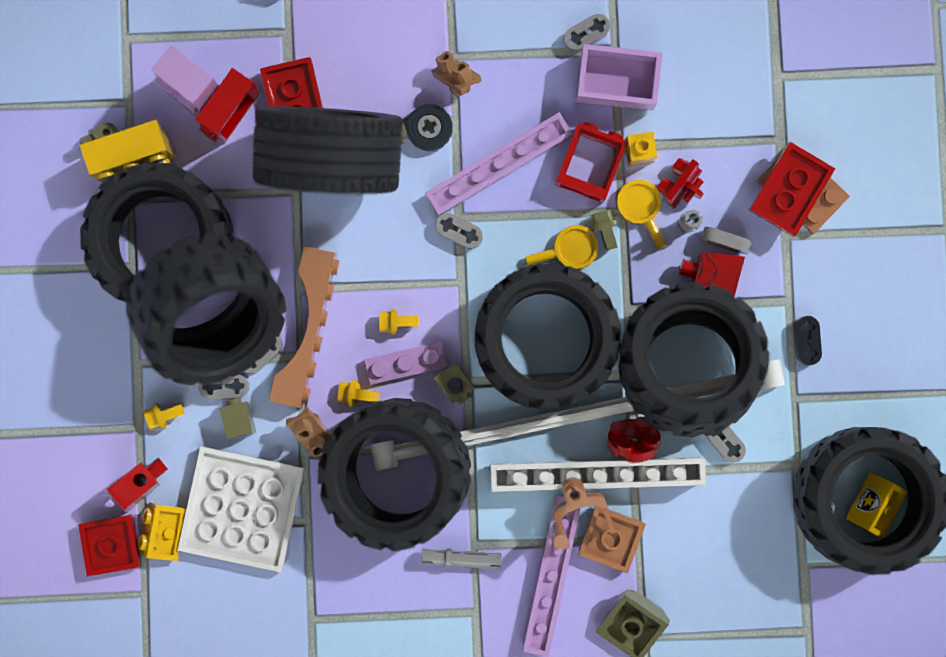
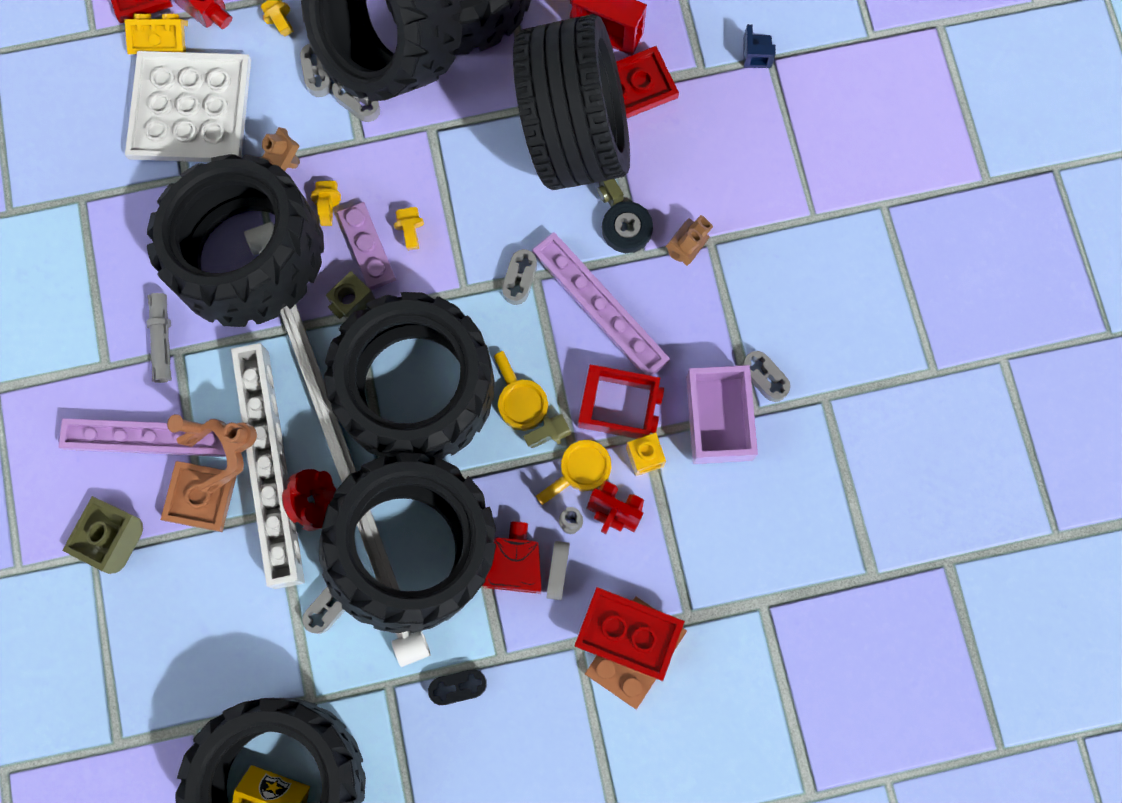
camera: 90 degrees right, 10 degrees down
(237, 418) = (282, 86): olive brick -> none
(292, 381) = (445, 138): nougat arch -> none

